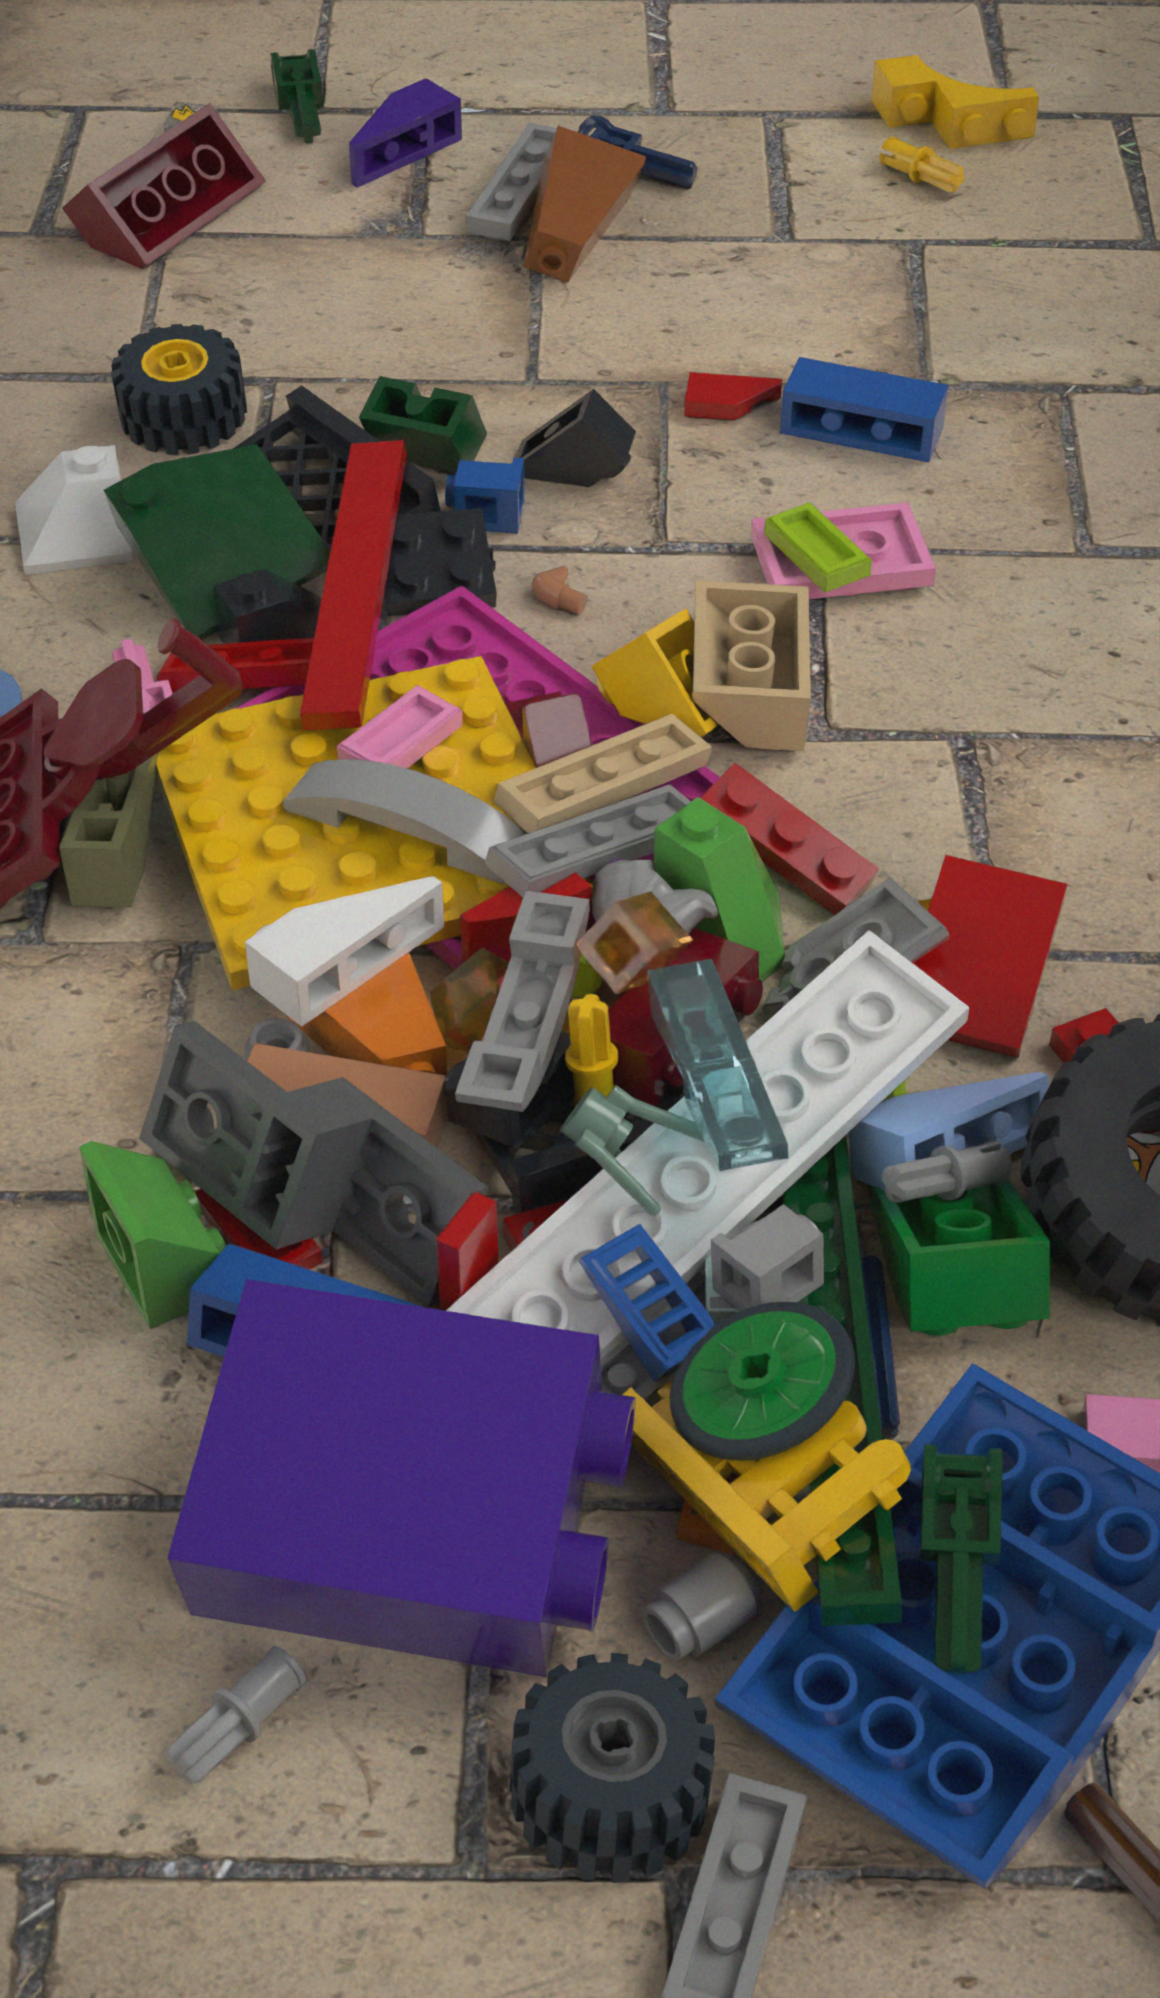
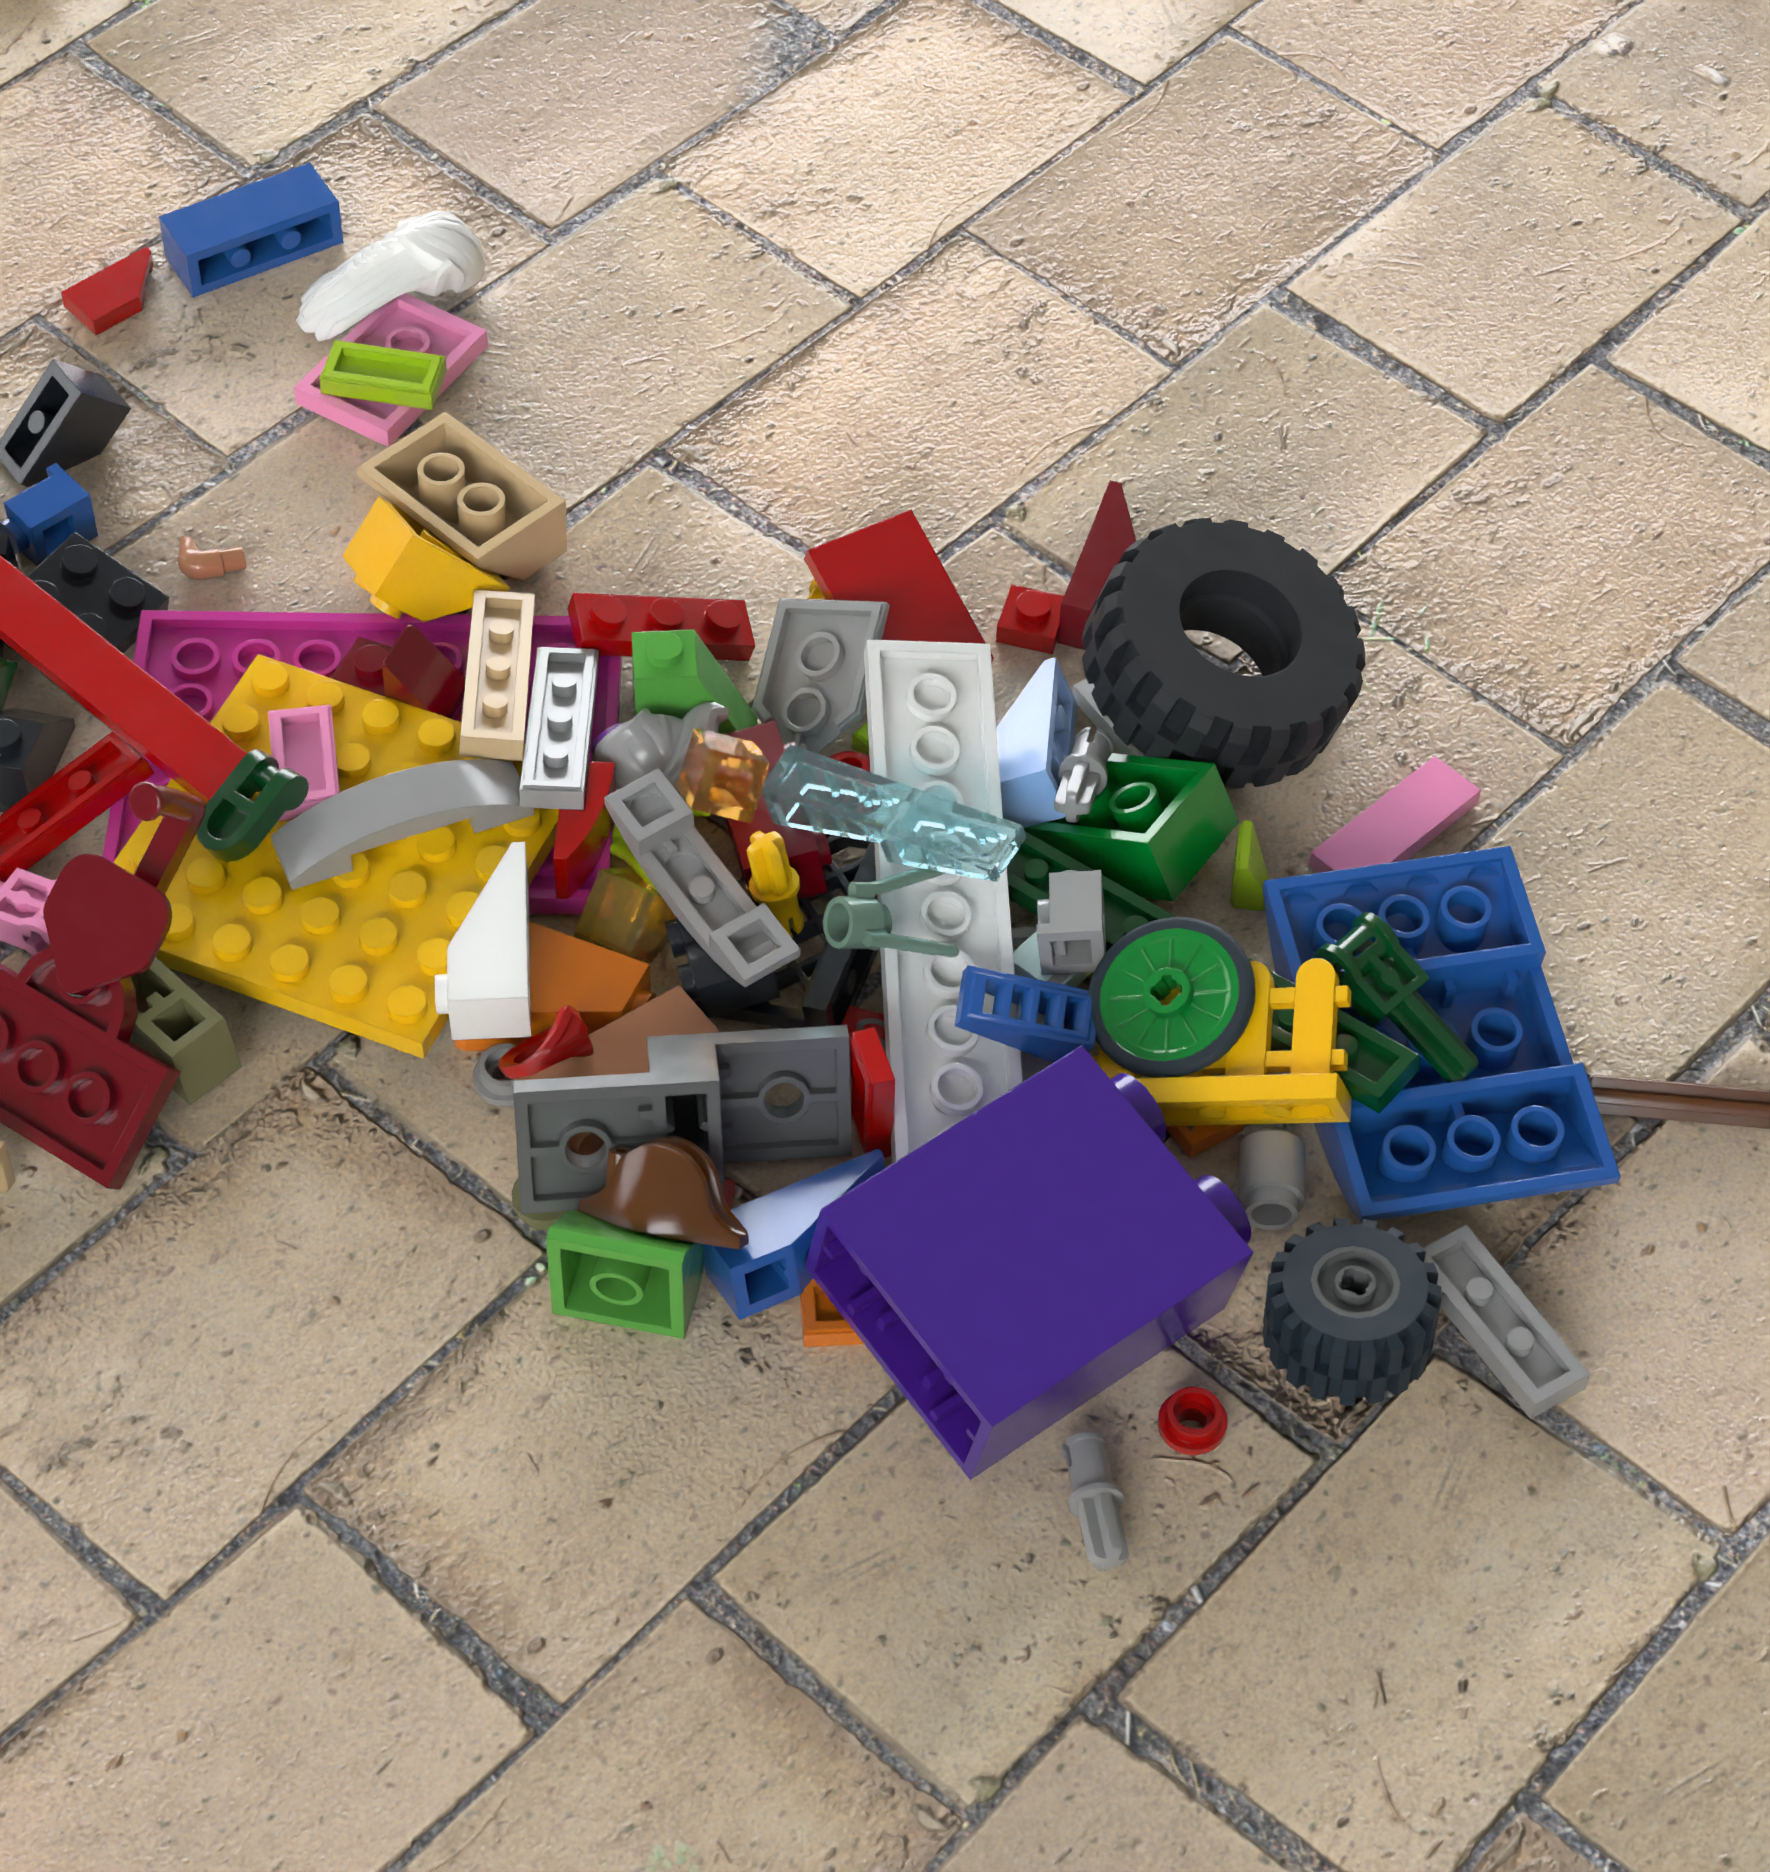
camera: 50 degrees left, 5 degrees up
(210, 1201) = (666, 1192): none -> reddish brown hat
(304, 1037) = (563, 1040): none -> red piece
(312, 727) = (237, 825): none -> dark green plate
(387, 1712) = (1195, 1405): none -> red plate
(940, 487) = (421, 256): none -> white hair
(1014, 1351) = (1248, 870): none -> lime slope

